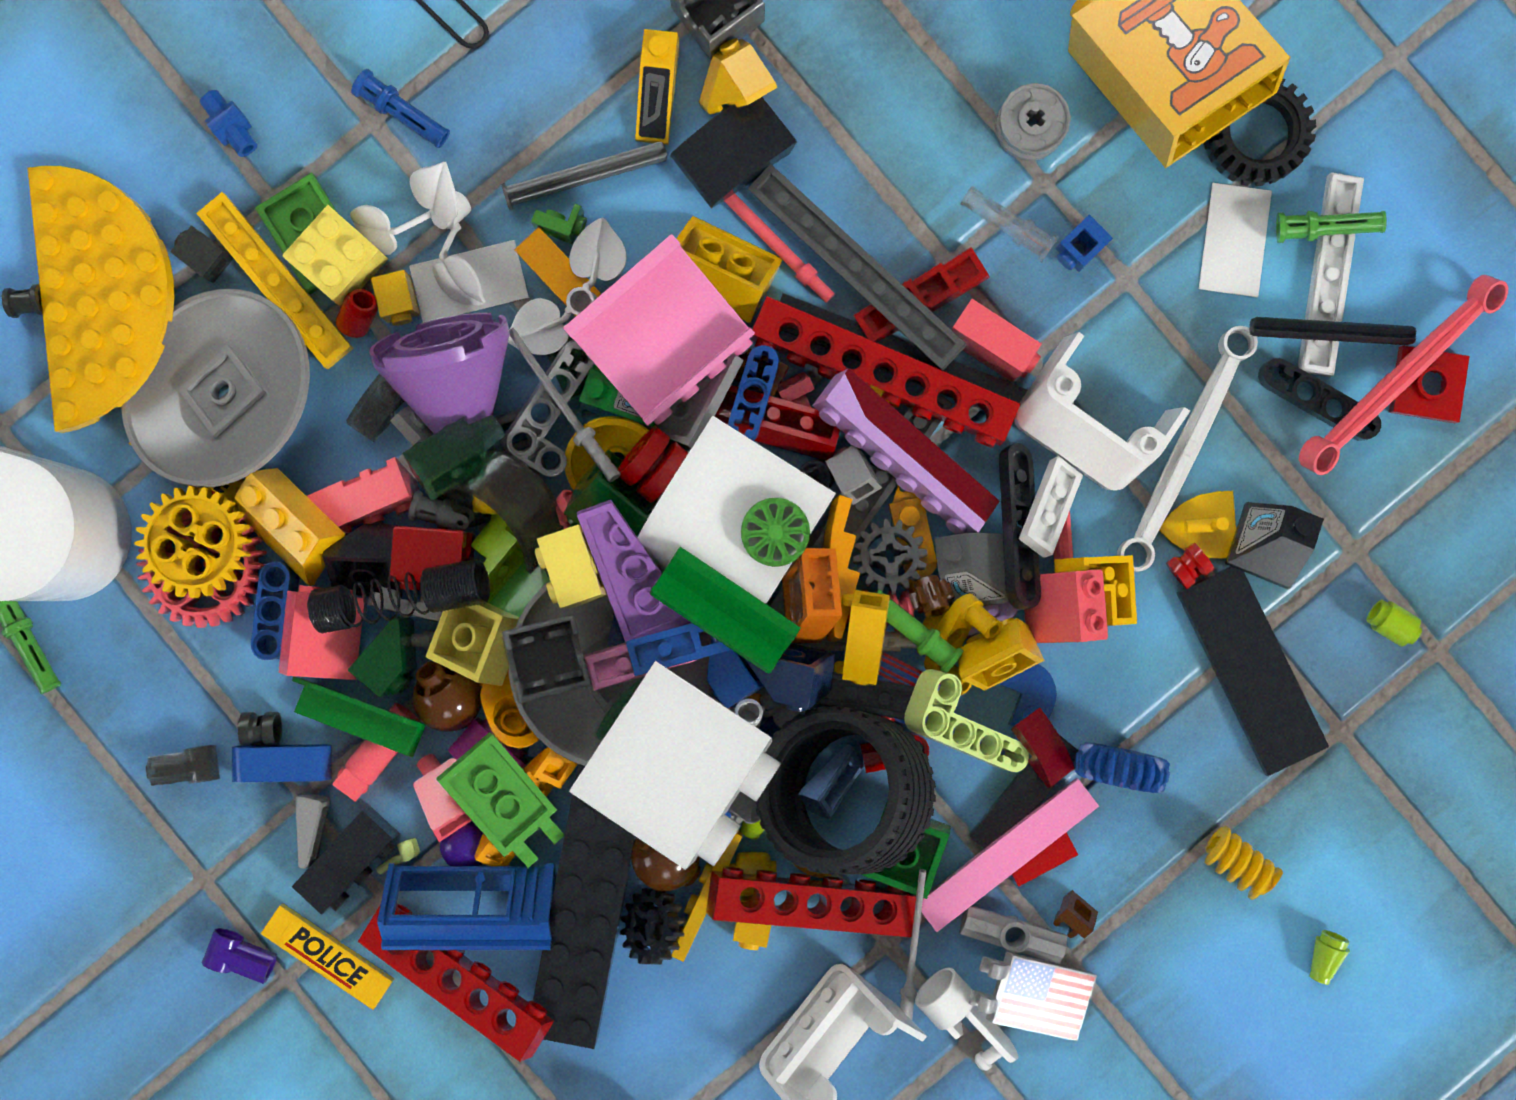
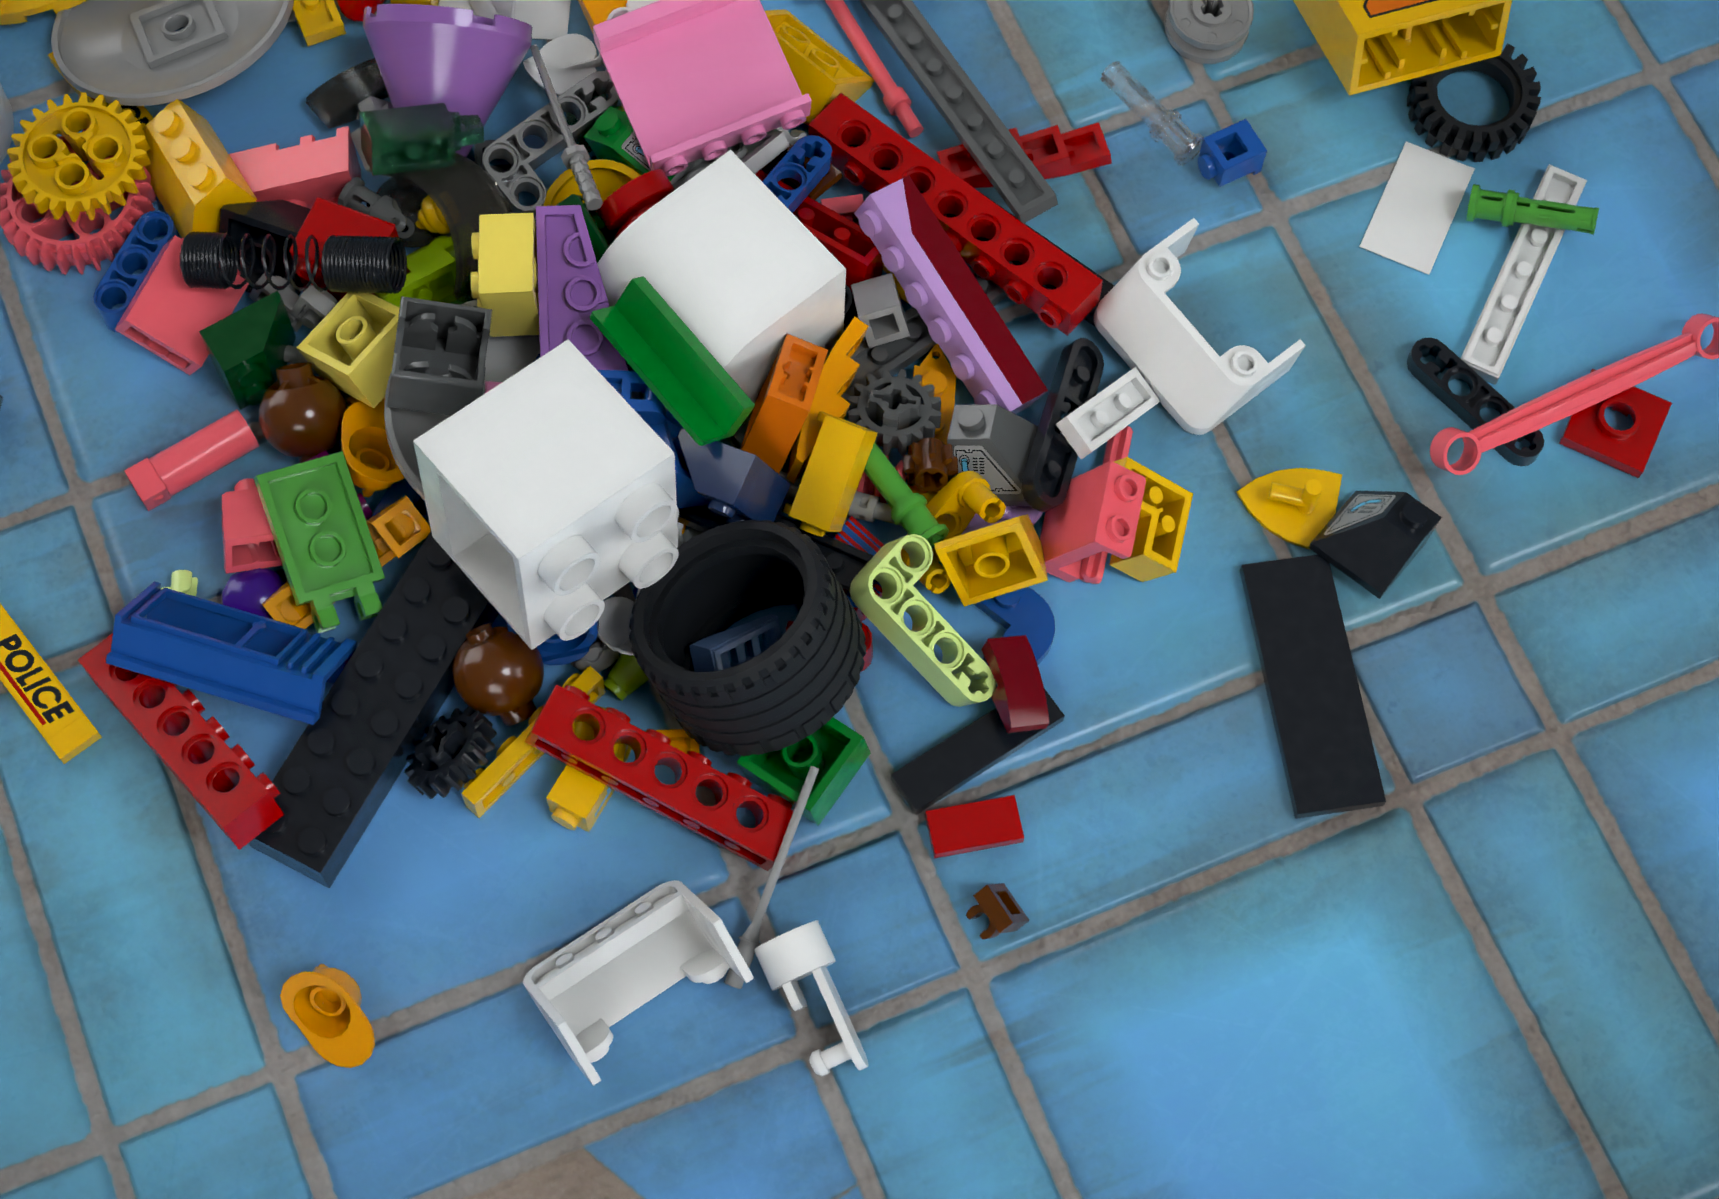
camera: 15 degrees right, 20 degrees down
(260, 728) = (59, 392): pearl dark grey wheel -> none
(282, 763) = (73, 439): blue beam -> none
(310, 822) = (77, 519): light grey slope -> none
(347, 861) = (102, 571): black brick -> none
(359, 718) = (189, 401): green panel -> none
(775, 532) = (760, 284): bright green wheel -> none
(996, 342) = (1094, 217): coral brick -> none
(1007, 854) = (930, 805): bright pink tile -> none
(1033, 941) = (933, 926): light grey piece -> none
(1035, 995) = (914, 986): tile -> none
(1122, 767) = (1109, 734): blue gear -> none
(1188, 445) = (1299, 406): white piece -> none
(1190, 565) = (1263, 535): red wheel -> none
(1241, 863) = (1231, 907): yellow piece -> none
(1328, 955) = (1318, 1063): lime cone -> none
(1332, 331) = (1507, 324): black axle -> none
(1394, 623) = (1506, 676): lime brick -> none

